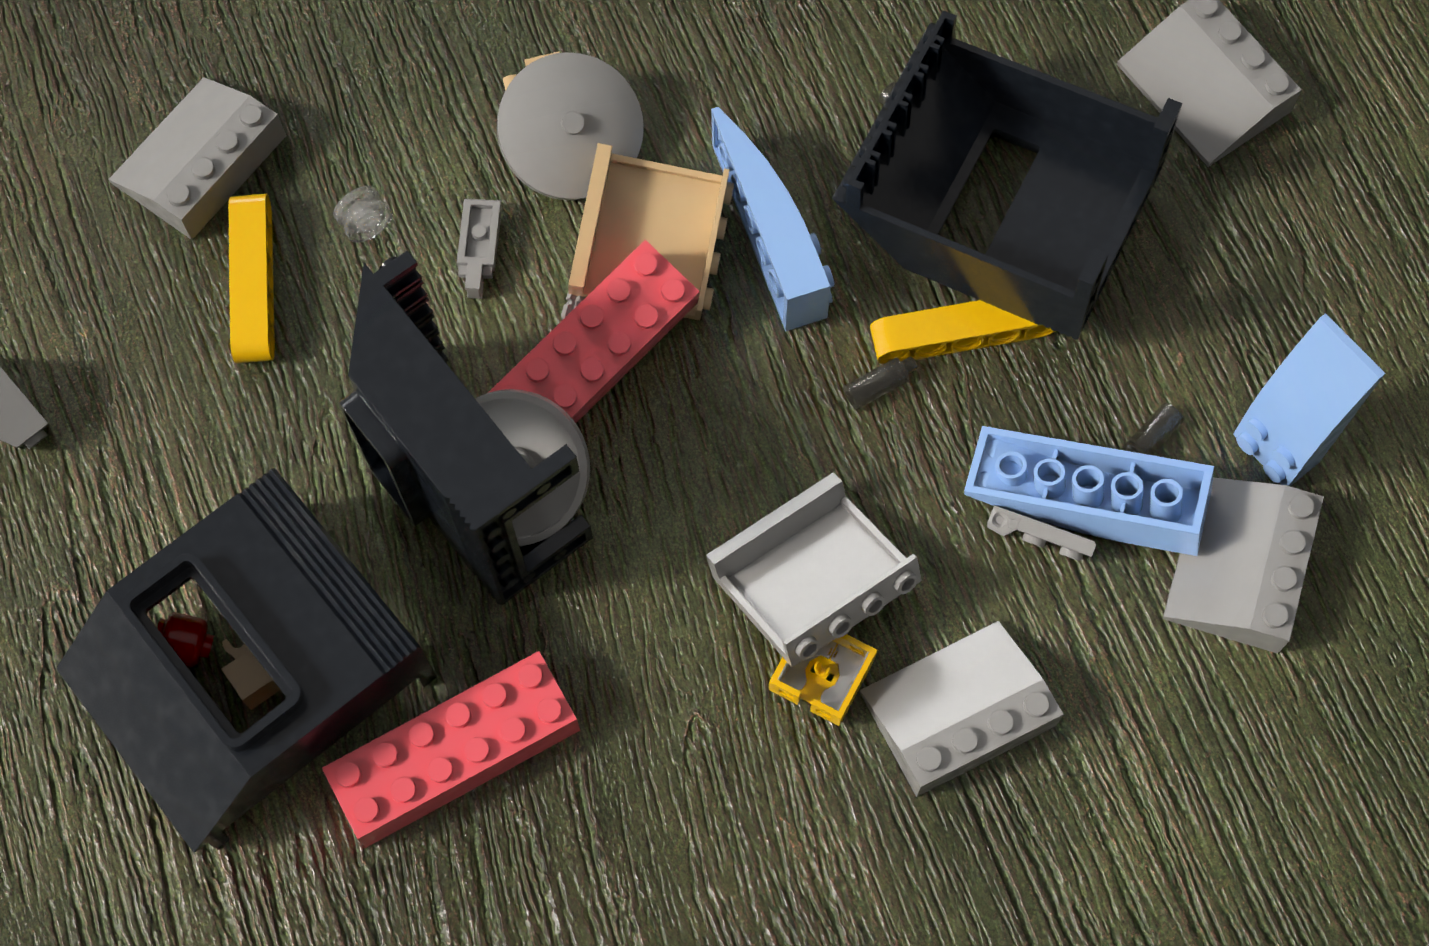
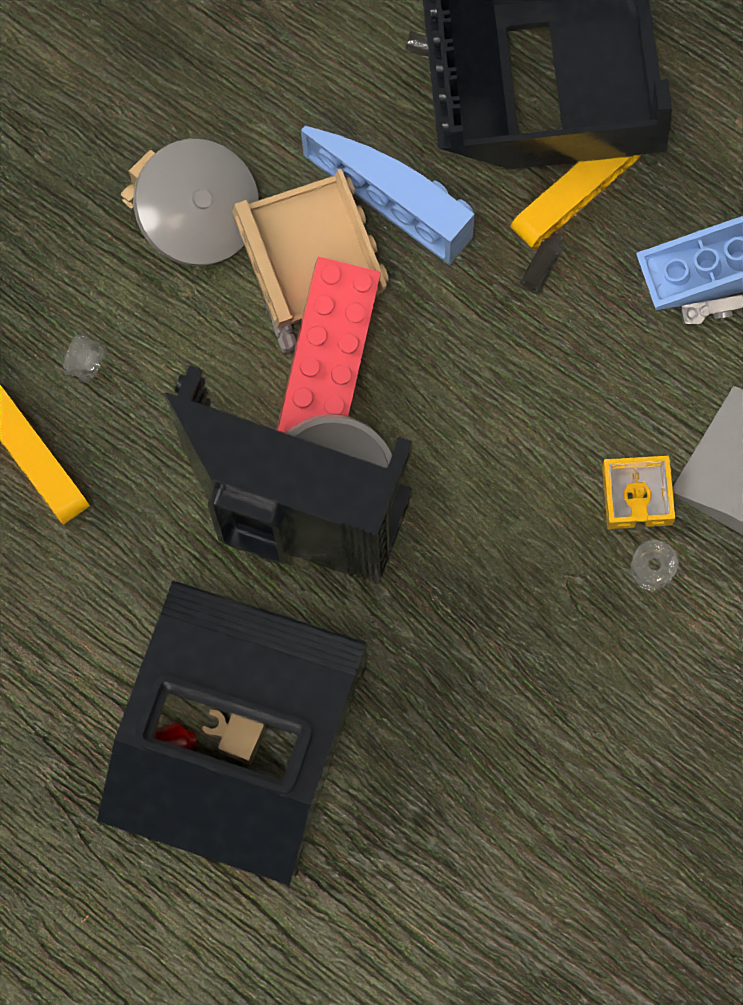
camera: 30 degrees left, 5 degrees up
(451, 749) = (418, 703): coral brick -> none
(478, 243) = (183, 329): light grey hinge -> none
(785, 740) = (664, 557): none -> clear wheel
(812, 570) = (589, 427): panel -> none

